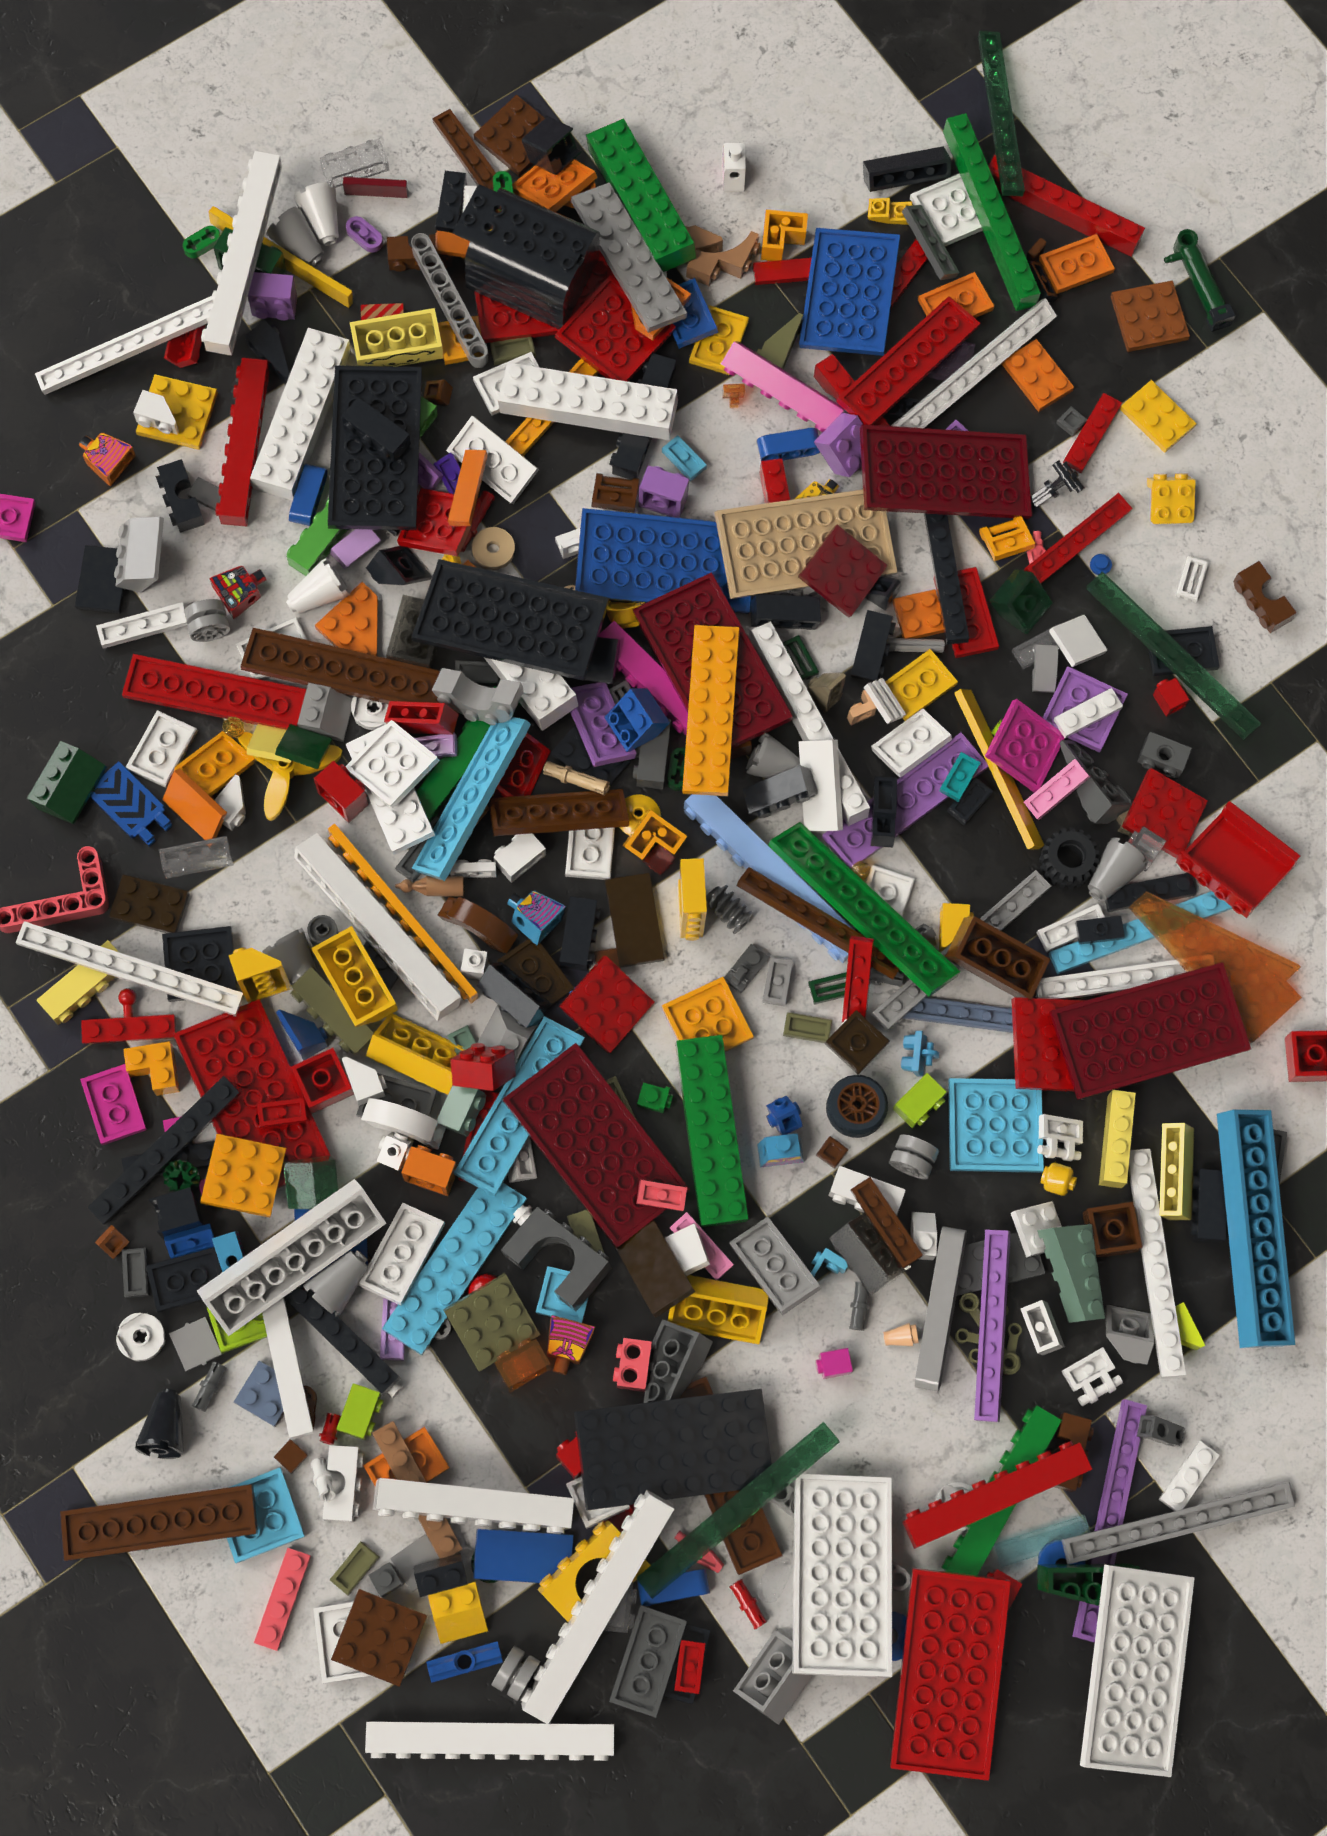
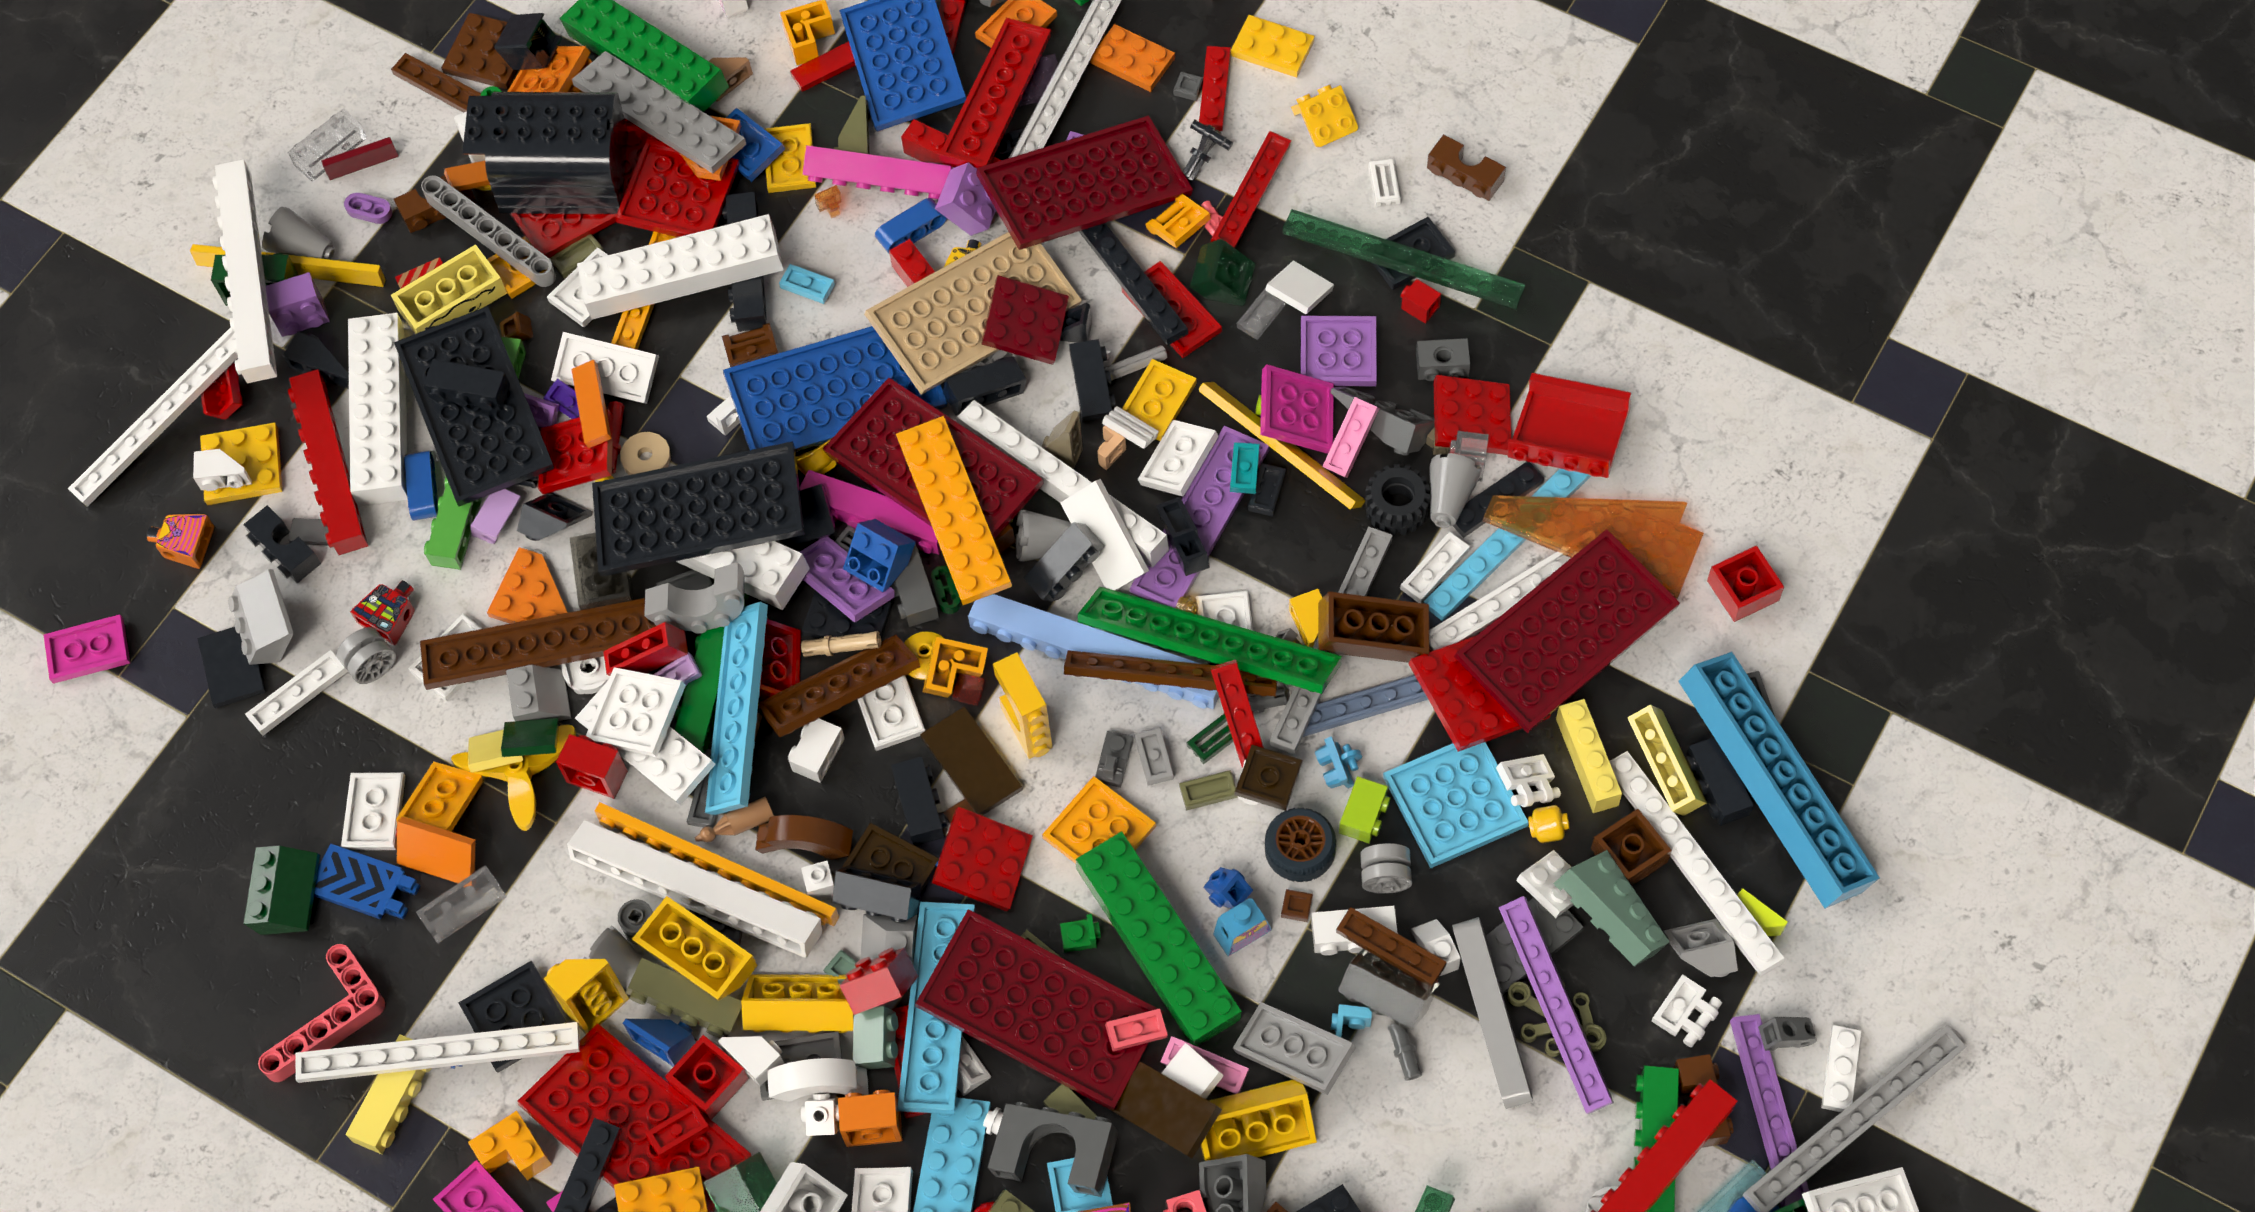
camera: 15 degrees left, 10 degrees down
(129, 1027) = (463, 1120): red plate -> none
(149, 904) = (429, 979): dark brown plate -> none
(201, 241) = (194, 286): green beam -> none
(213, 692) = (404, 728): red plate -> none
(232, 801) = (475, 827): white slope -> none
(233, 727) = (443, 753): clear yellow plate -> none
(317, 589) = (473, 573): white cone -> none
(320, 211) = (311, 202): white cone -> none
(450, 201) = (446, 137): black arch -> none
(480, 869) = (774, 785): white plate -> none
(536, 915) = (862, 801): dark azure torso -> none
(663, 491) = (800, 321): medium lavender brick -> none
(728, 908) = (1067, 705): dark grey piece -> none
(734, 261) = (768, 78): medium nougat arch -> none
(806, 675) = (1042, 433): dark green tile -> none
(834, 1363) = (1407, 1123): dark pink brick -> none
(902, 1336) = (1465, 1061): light nougat cone -> none
(919, 614) = (1124, 332): orange plate -> none
(1042, 1327) = (1609, 982): white brick -> none
(1045, 668) = (1280, 328): light grey slope -> none
(1088, 713) = (1345, 351): white plate -> none
(1099, 930) = (1464, 555): black plate -> none
(1100, 563) = (1284, 205): blue plate -> none

